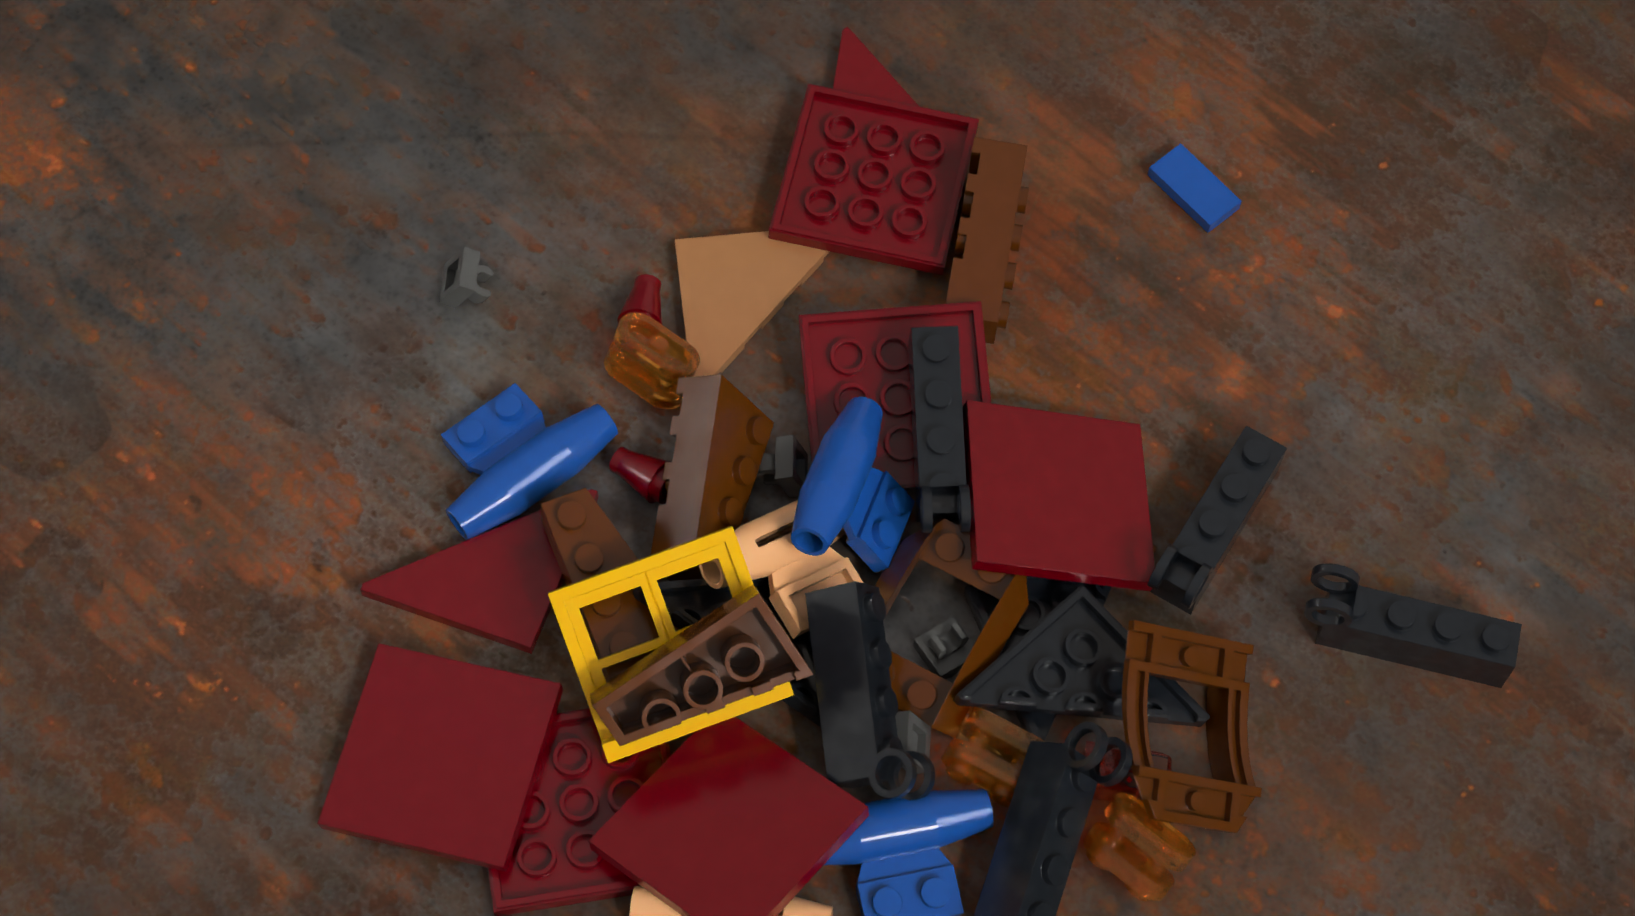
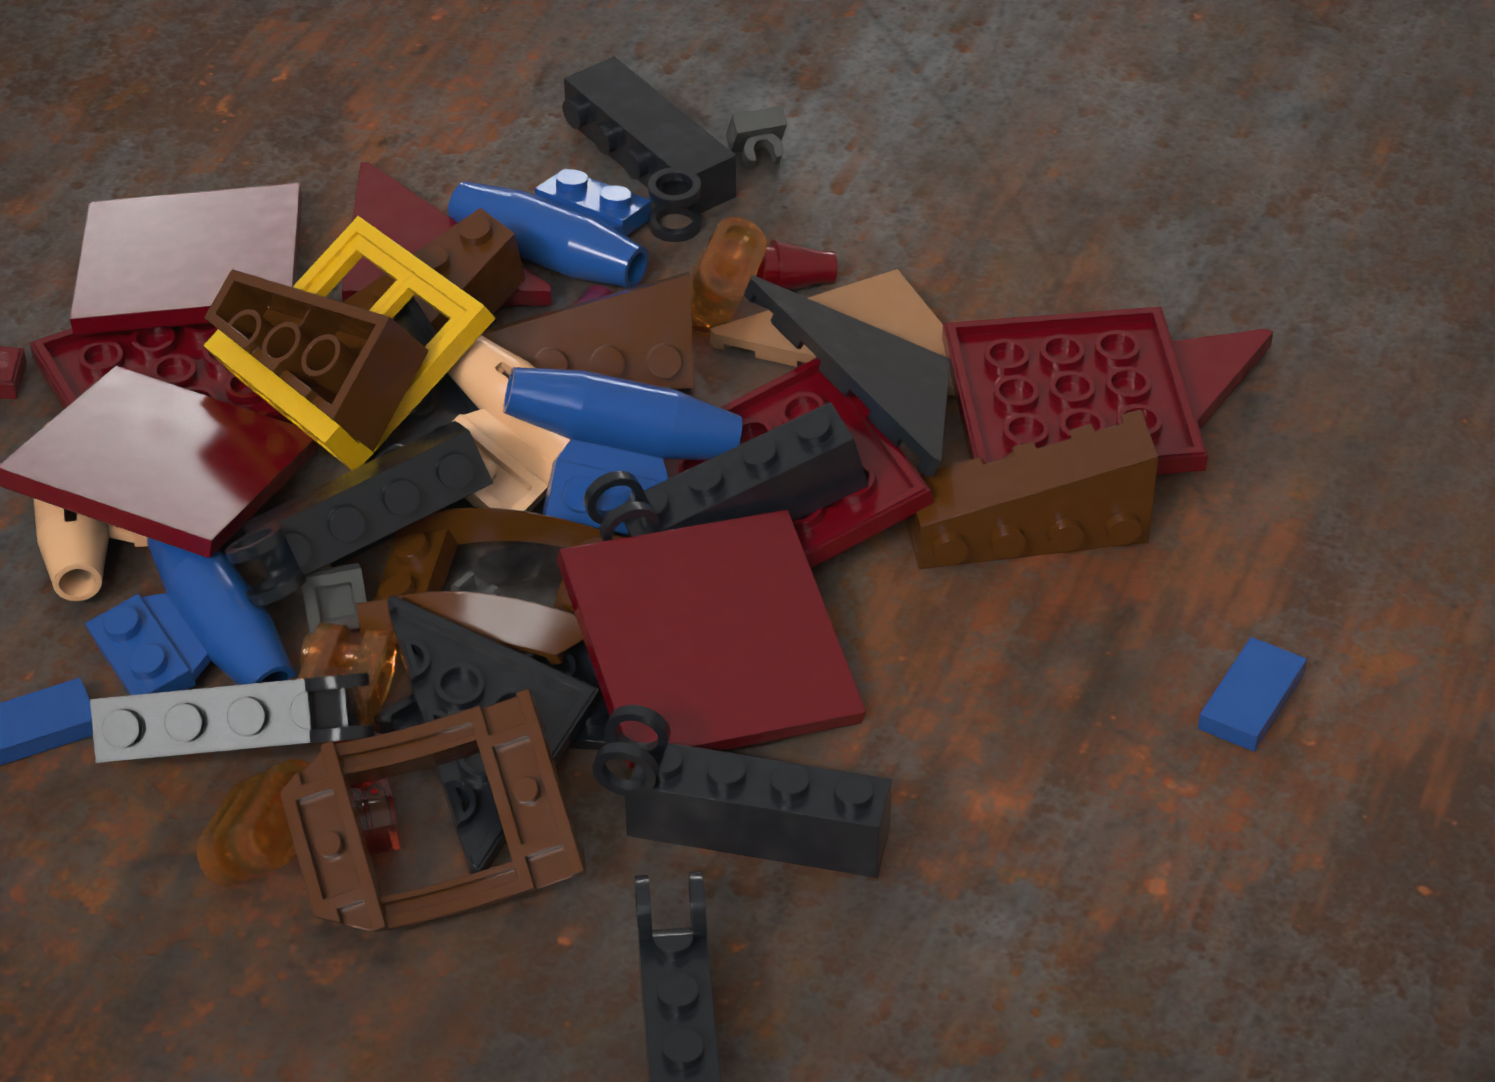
camera: 75 degrees right, 20 degrees down
(441, 358) = (653, 142): none -> black hinge
(841, 288) = (890, 375): none -> black tile

